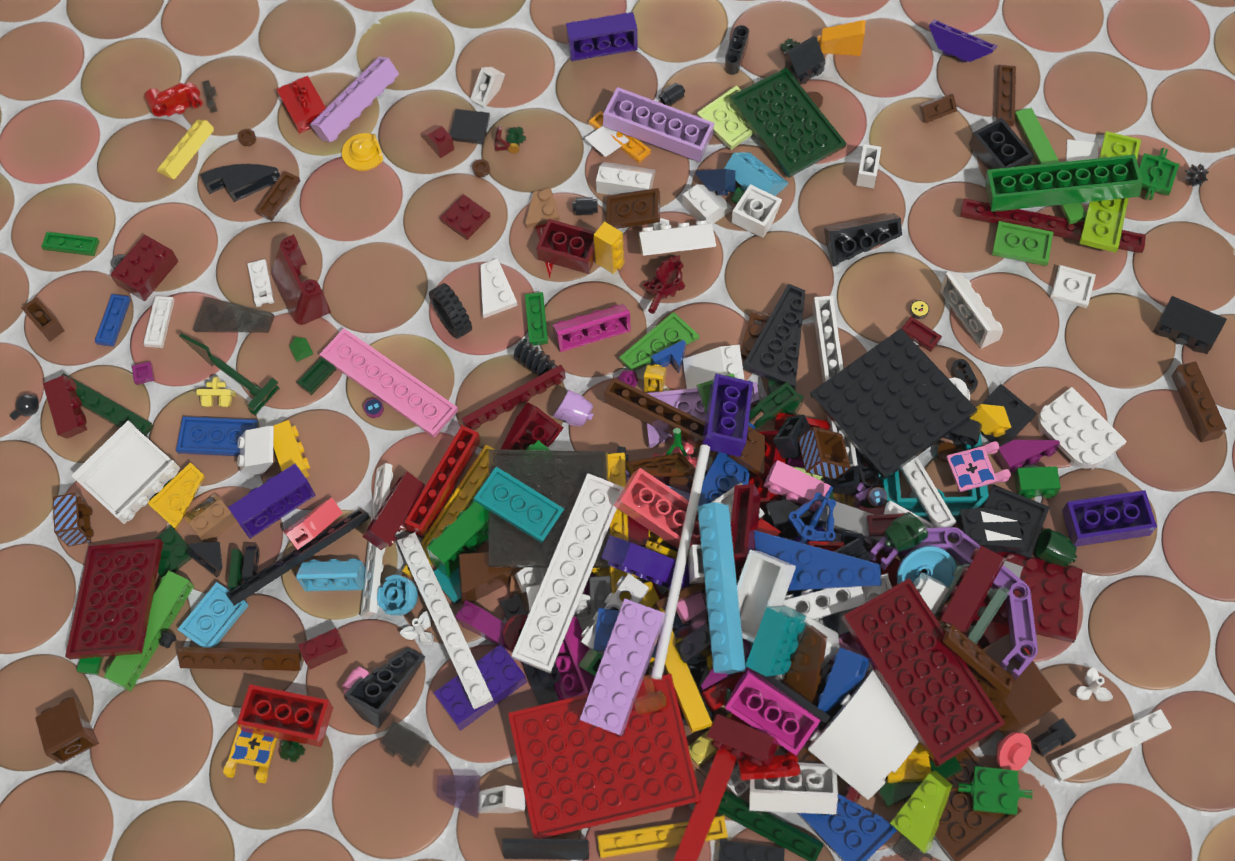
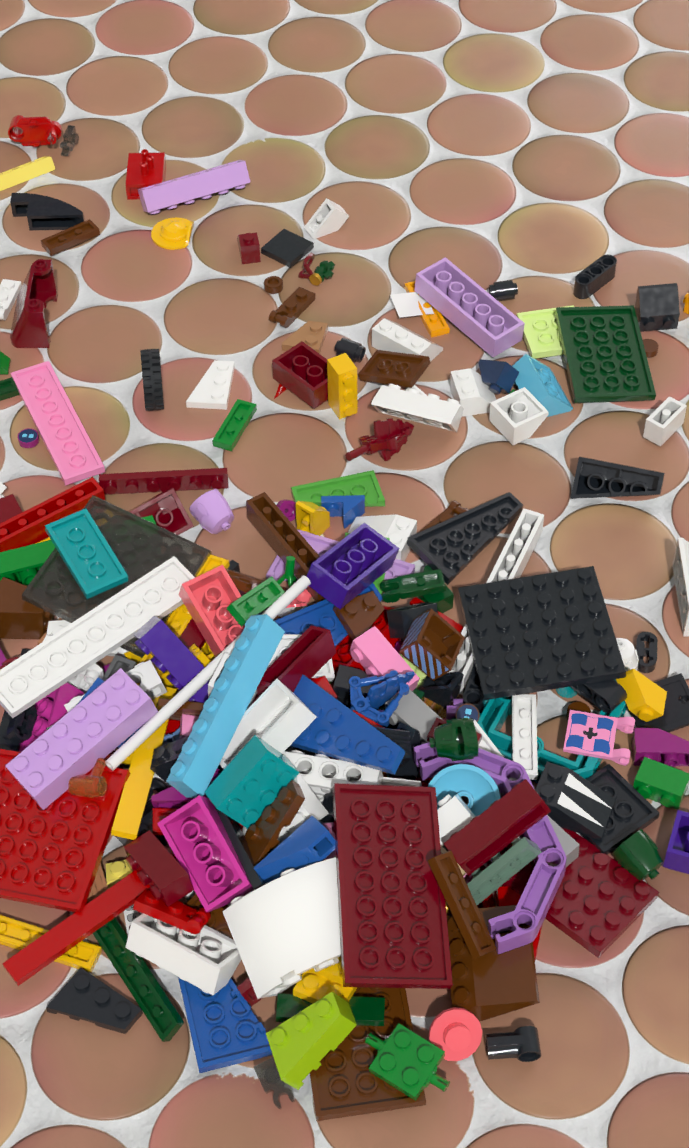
camera: 25 degrees right, 15 degrees down
(247, 137) = (78, 184): reddish brown tile -> none
(465, 217) = (229, 318): dark red plate -> none
(511, 183) = (292, 307): none -> reddish brown plate
(532, 360) = (205, 451): black piece -> none
(592, 327) = (281, 452): dark pink slope -> none
(602, 36) = (463, 216): dark purple brick -> none
(681, 485) = (255, 601): none -> green plate
(919, 309) = (637, 572): tile -> none
(921, 334) = (624, 595): dark red tile -> none
(1094, 682) = (599, 1009): white plant -> none
(1110, 745) = (578, 1087): white plate -> none

